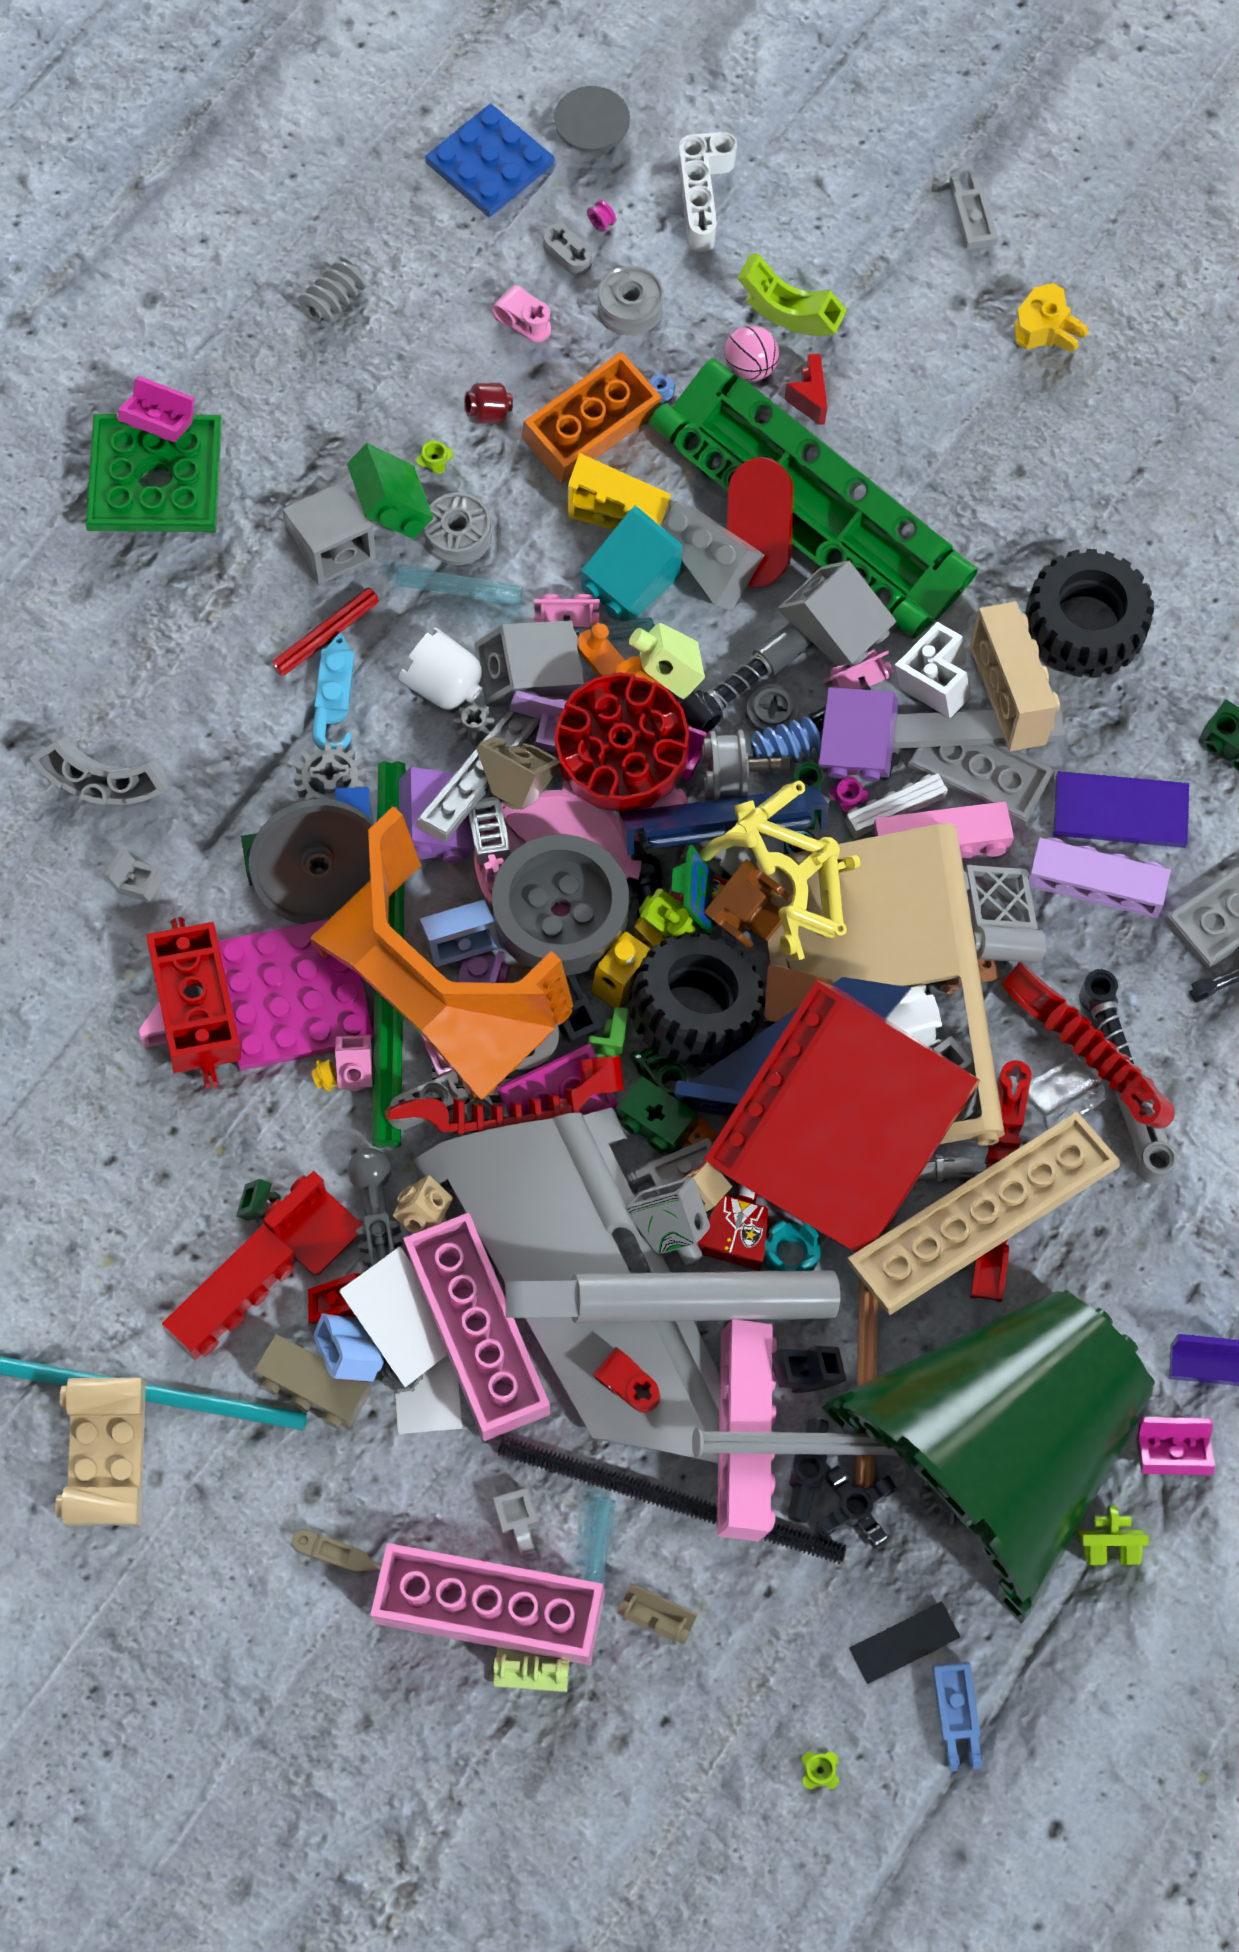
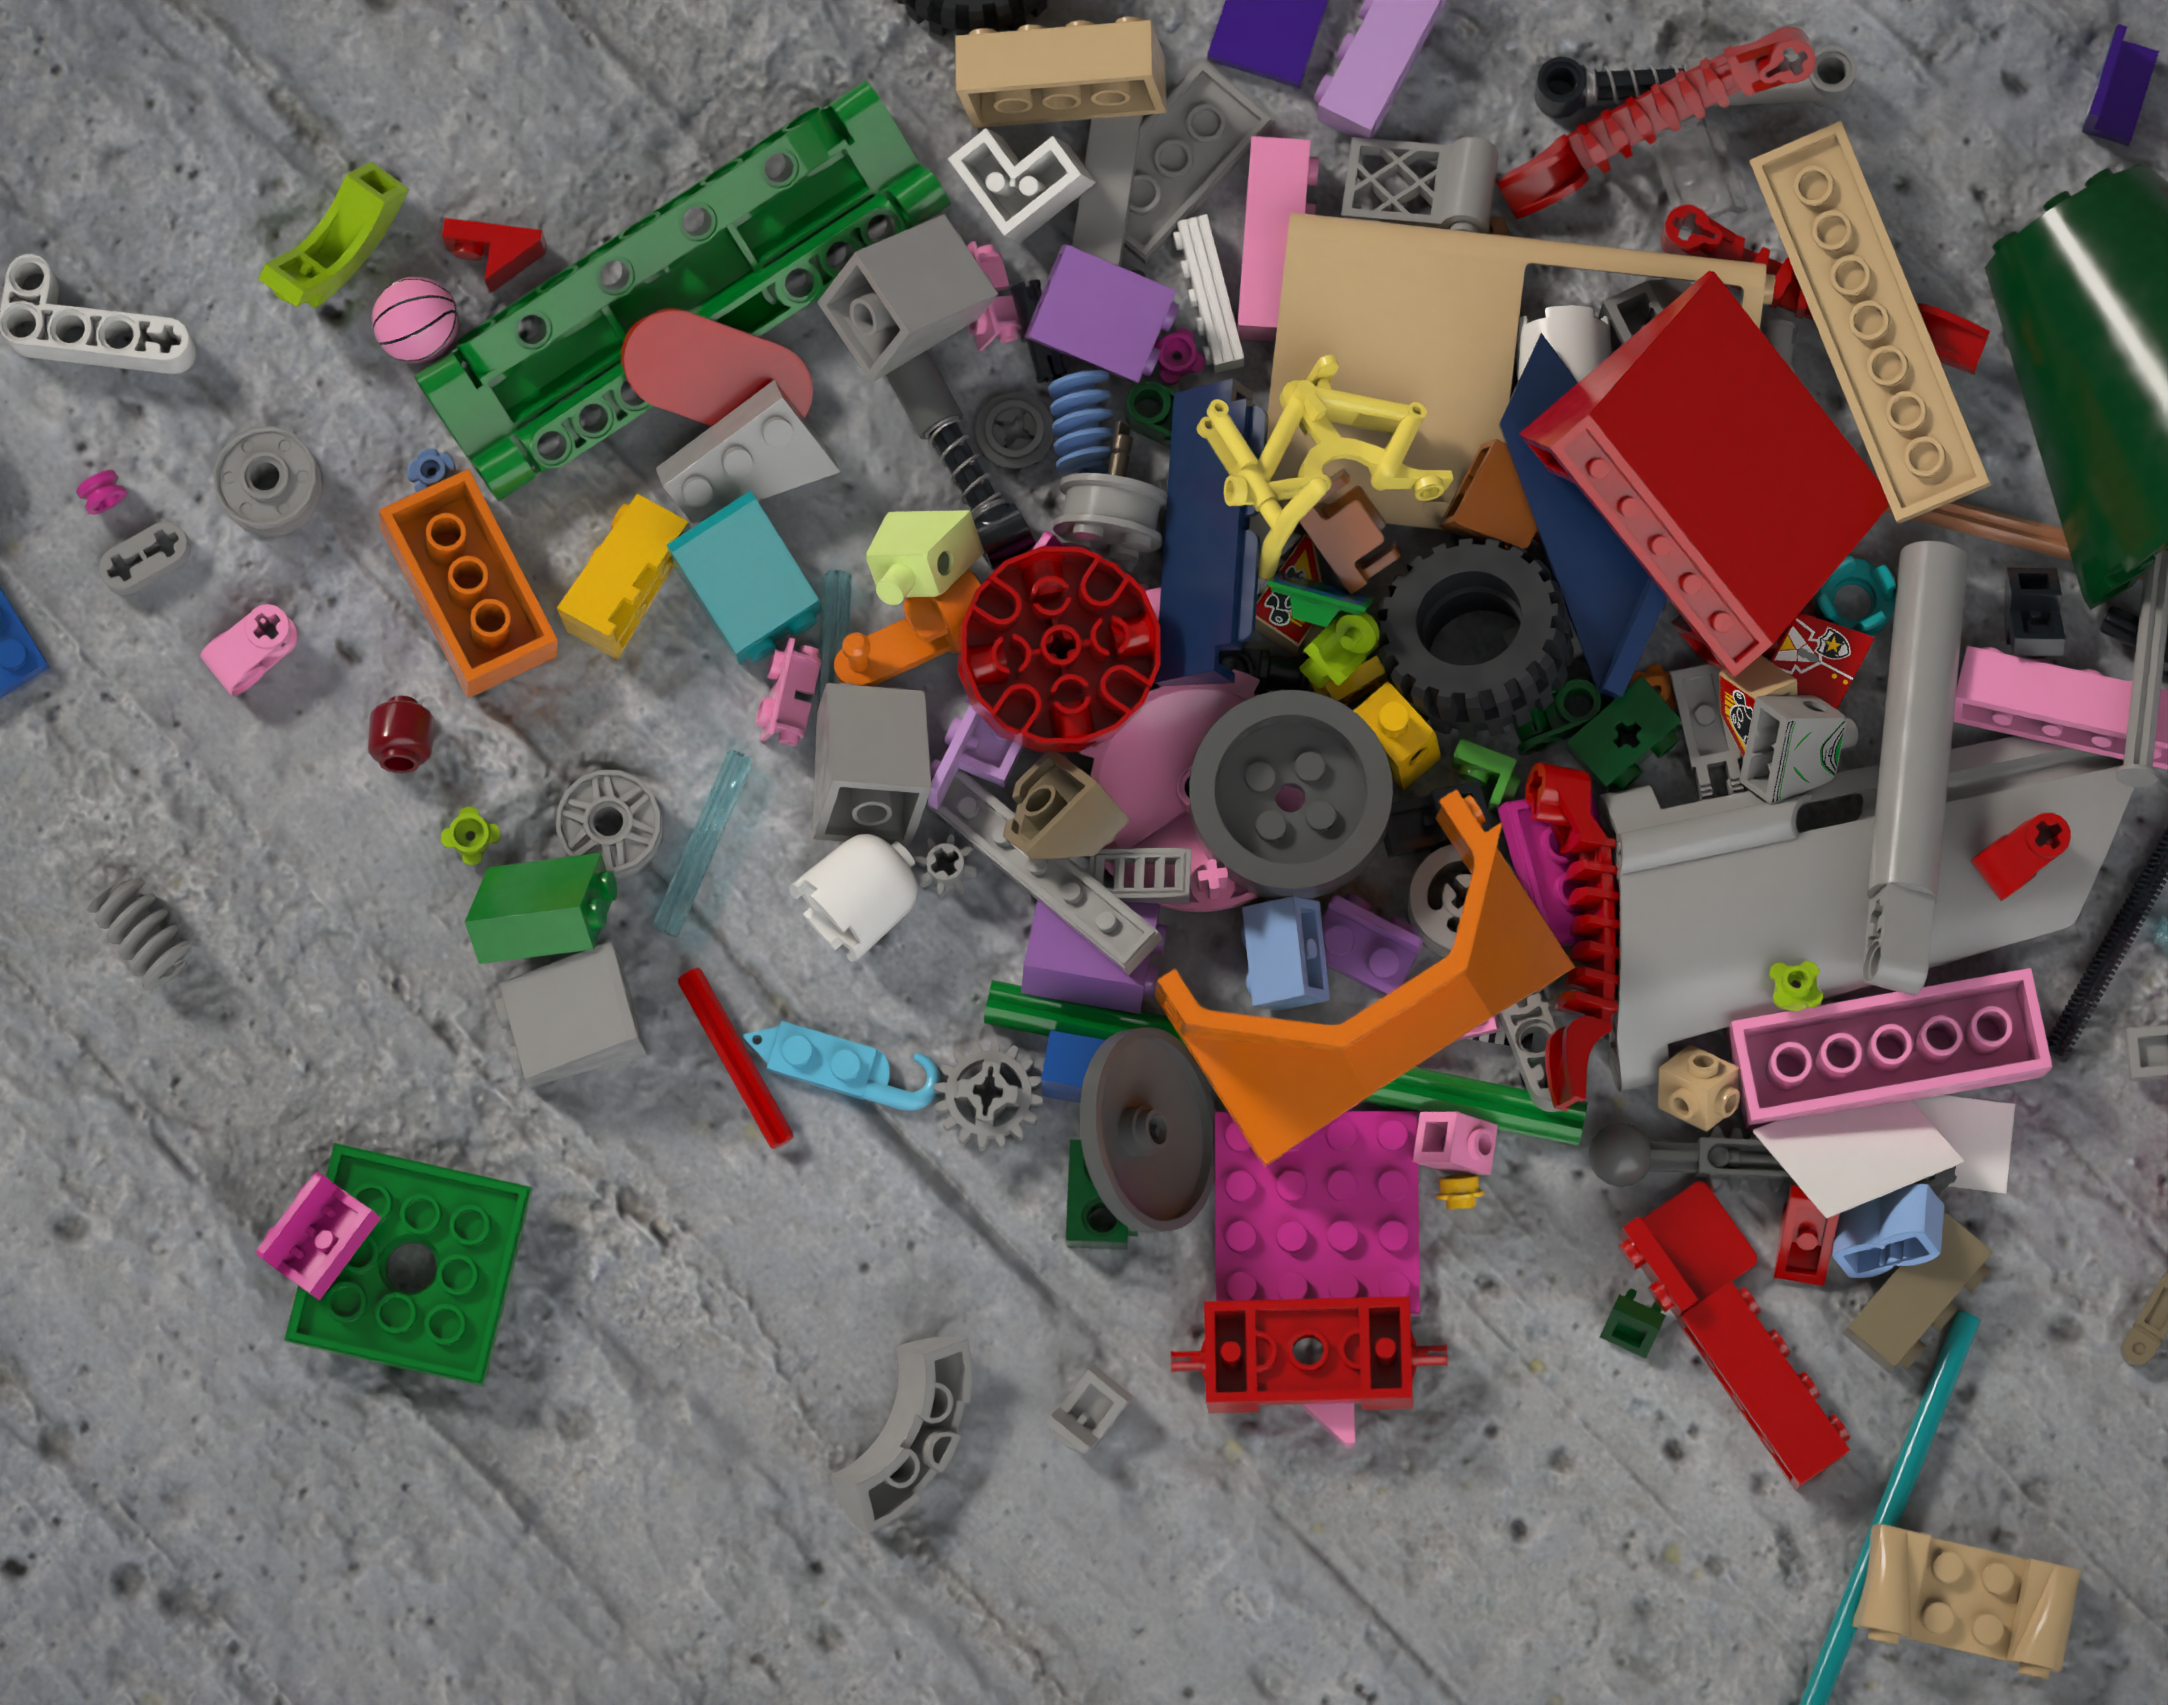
camera: 70 degrees left, 10 degrees up
(492, 1251) = (1794, 998): none -> lime plate

